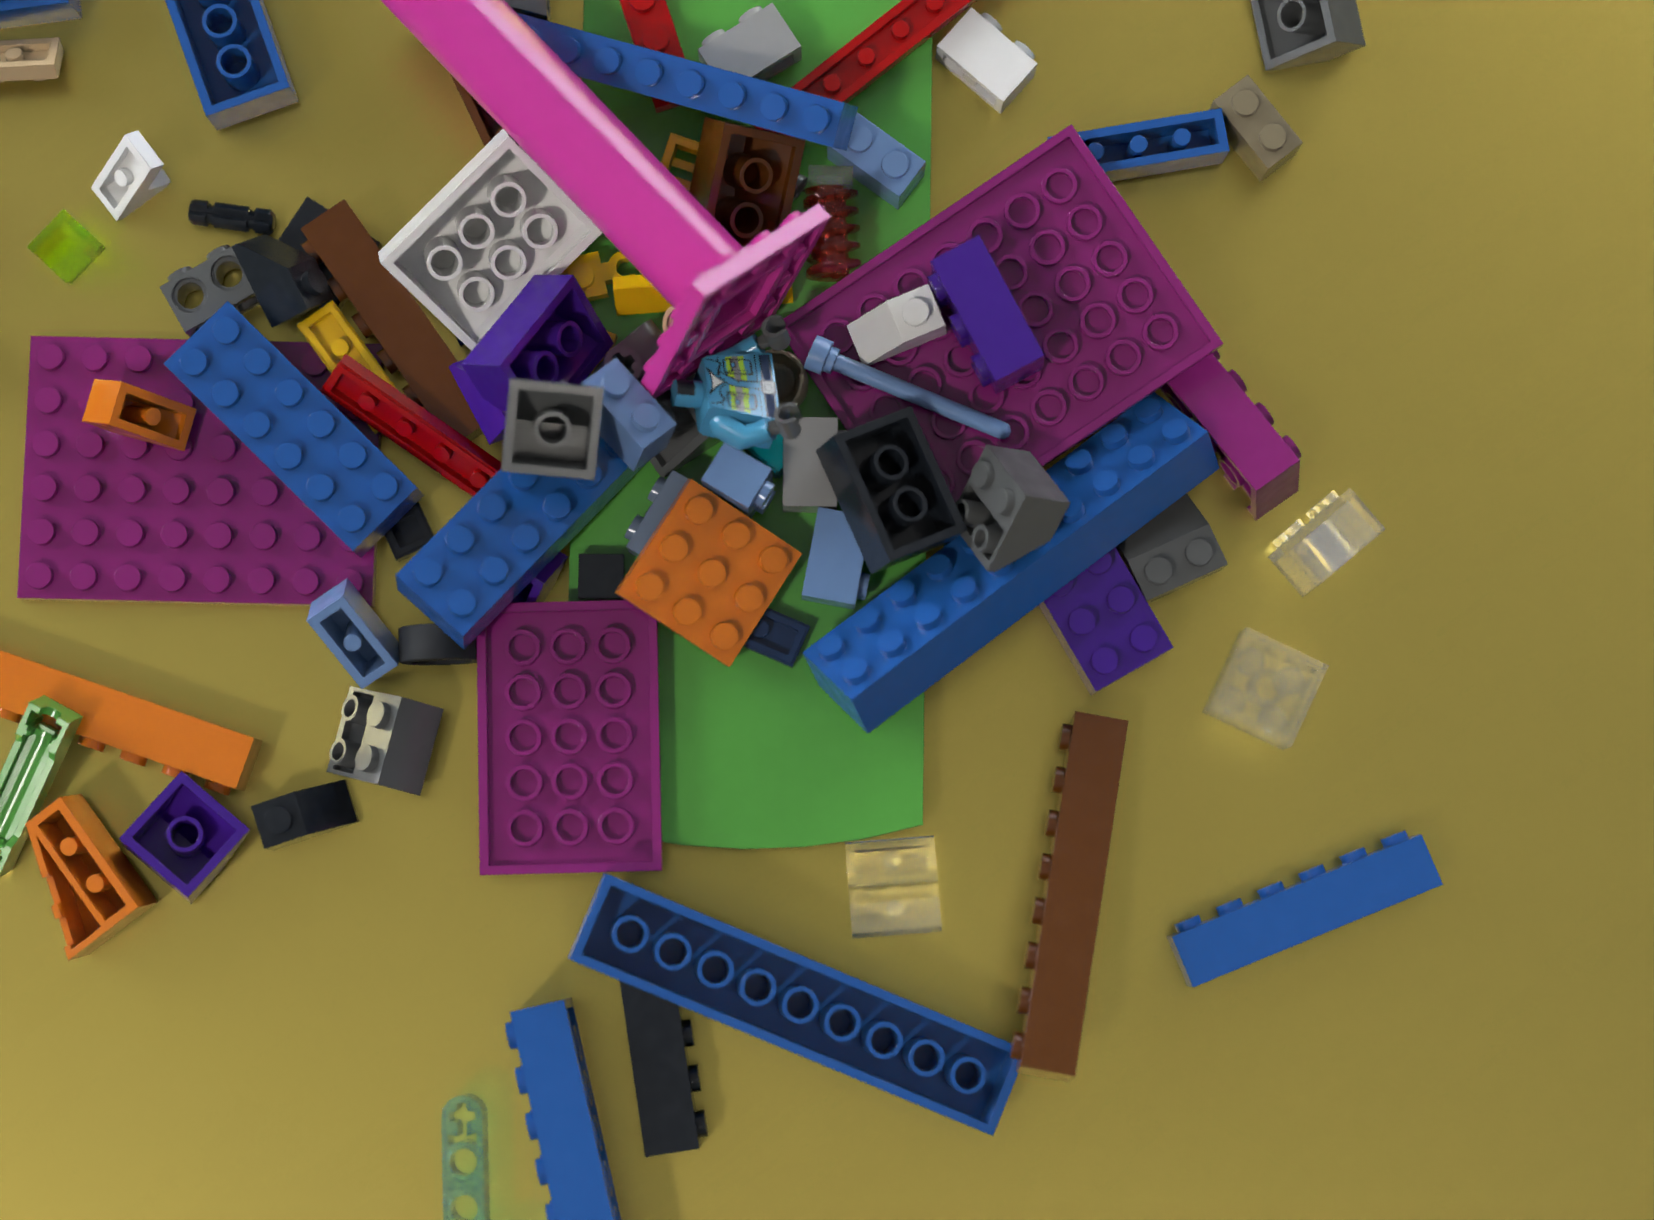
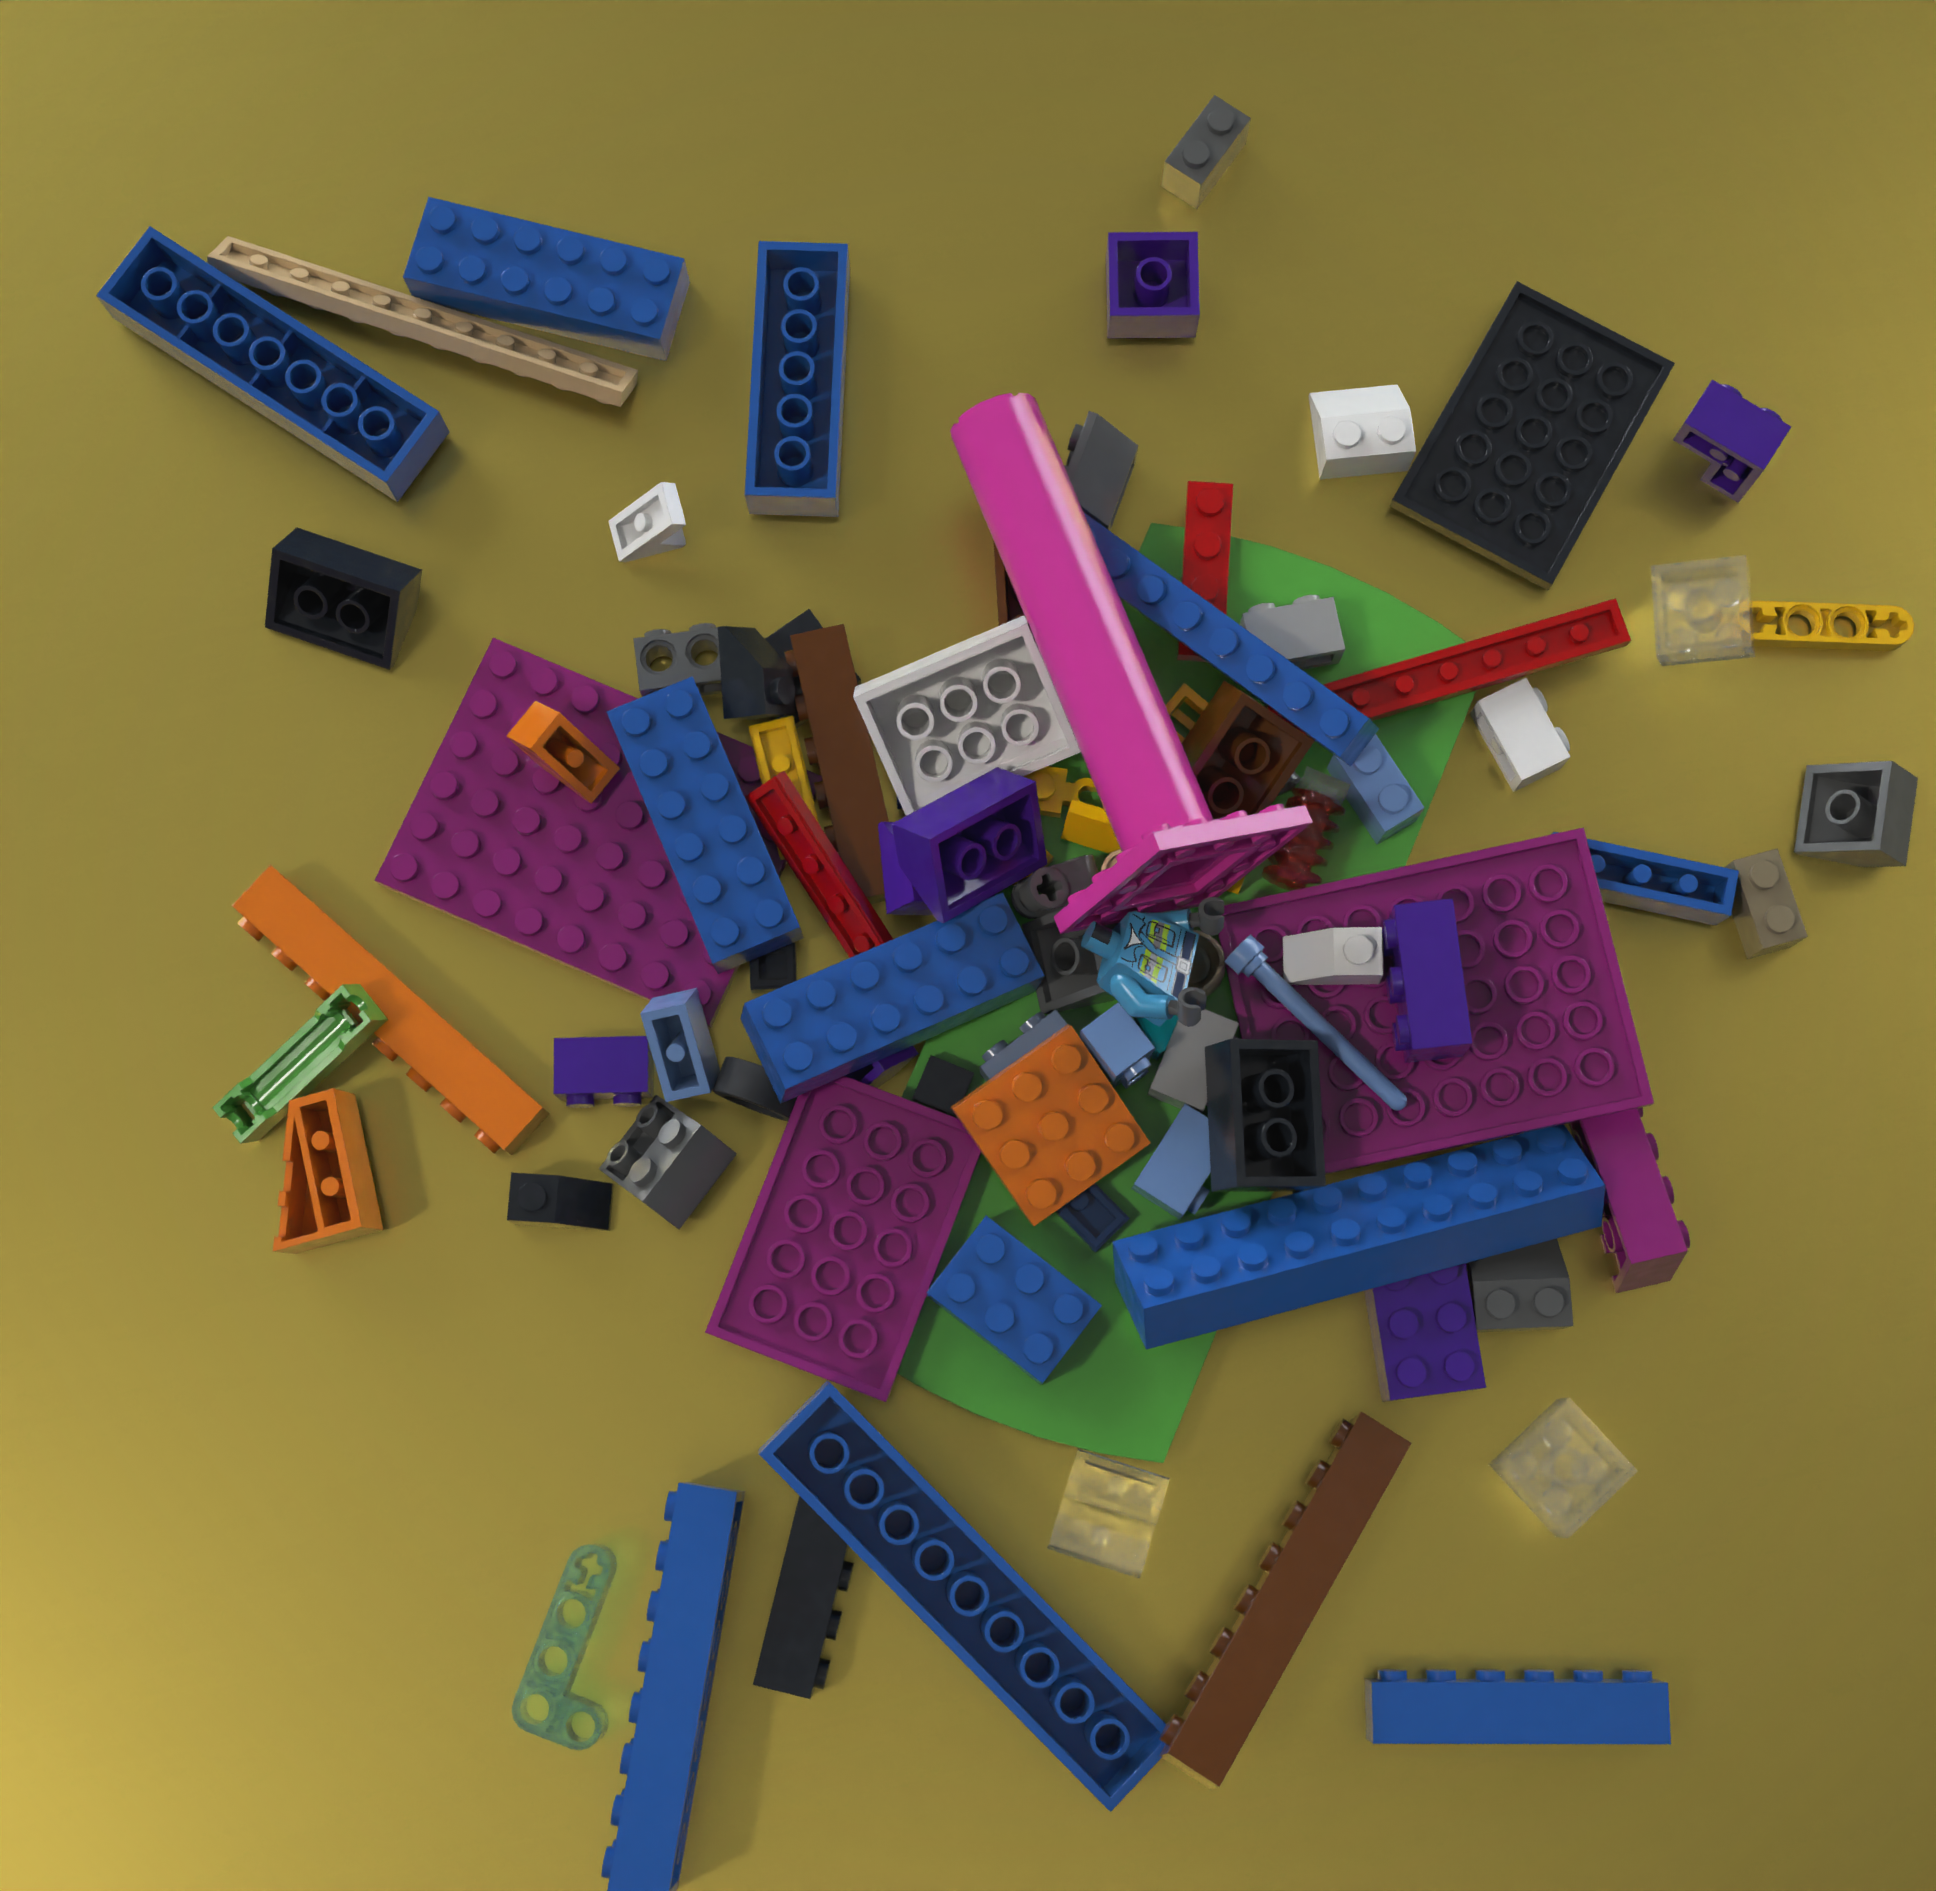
camera: 25 degrees right, 5 degrees down
(66, 247) = (561, 567): clear neon green panel -> none
(185, 837) = (436, 1177): dark purple slope -> none
(231, 217) = (729, 600): black axle -> none
(294, 683) = (603, 1069): none -> dark purple brick
(552, 429) = (955, 921): dark grey slope -> none
(630, 416) = (1031, 936): medium blue brick -> none
(737, 737) = (1013, 1300): none -> blue brick
(1009, 506) = (1376, 1180): dark grey slope -> none
(1333, 536) = (1677, 1346): clear brick -> none

